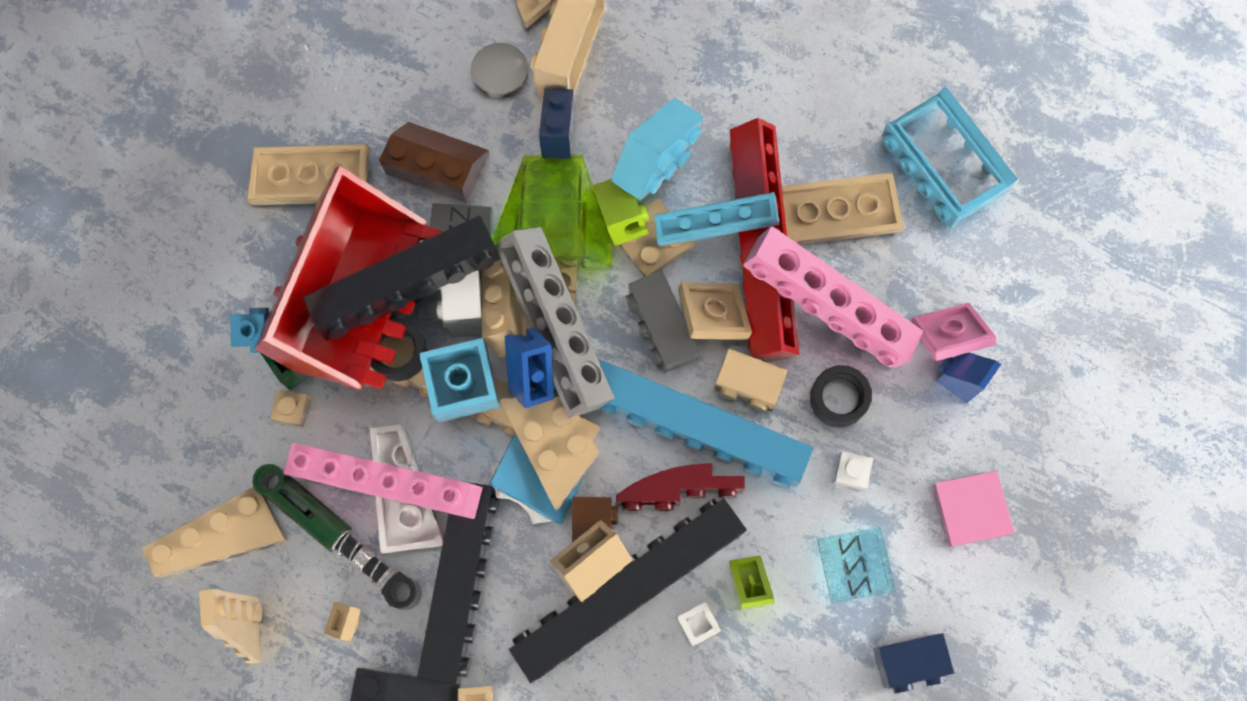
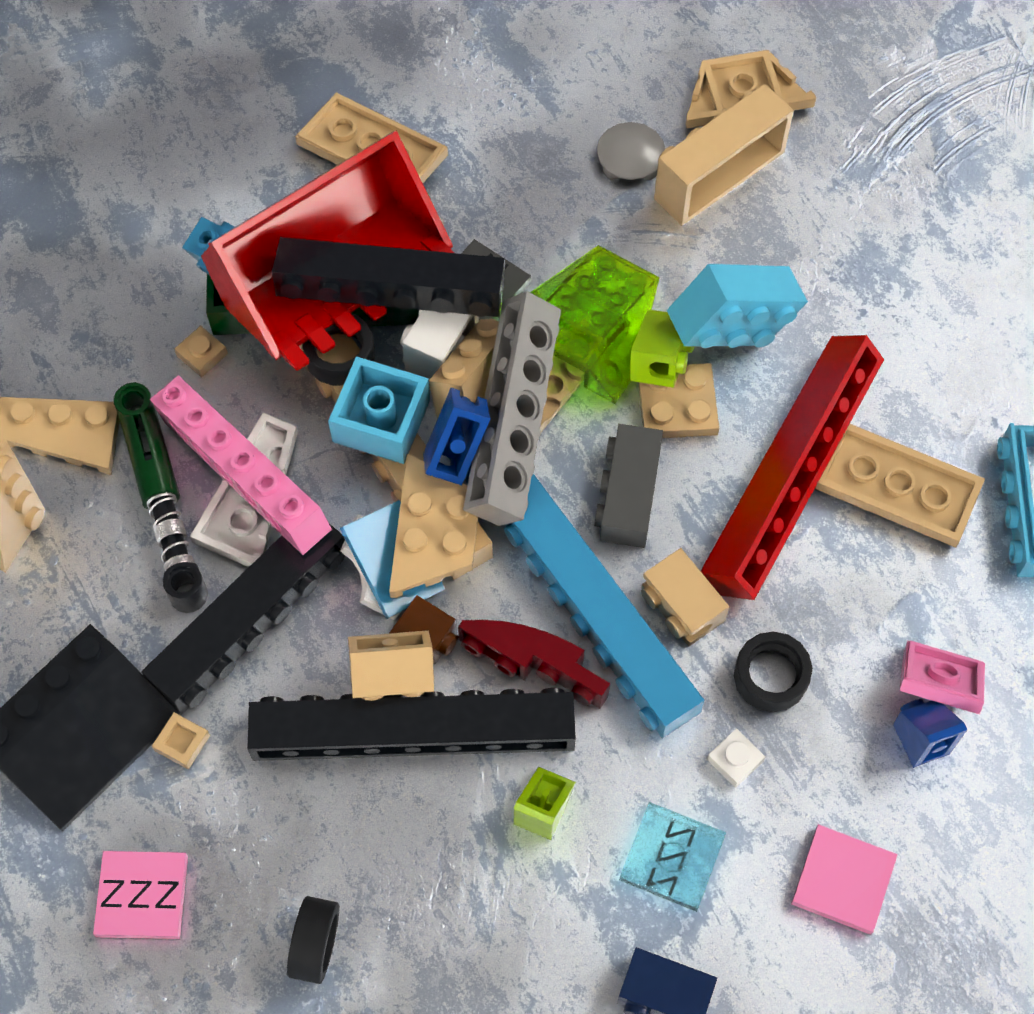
camera: 30 degrees right, 10 degrees down
(342, 621) = (109, 579): tan plate -> none
(433, 161) = (502, 200): reddish brown slope -> none
(557, 123) = (652, 231): dark blue brick -> none
(699, 624) = (461, 807): white plate -> none
(714, 311) = (691, 503): tan plate -> none
(716, 219) = (754, 412): medium azure tile -> none
(848, 298) = (844, 569): bright pink brick -> none

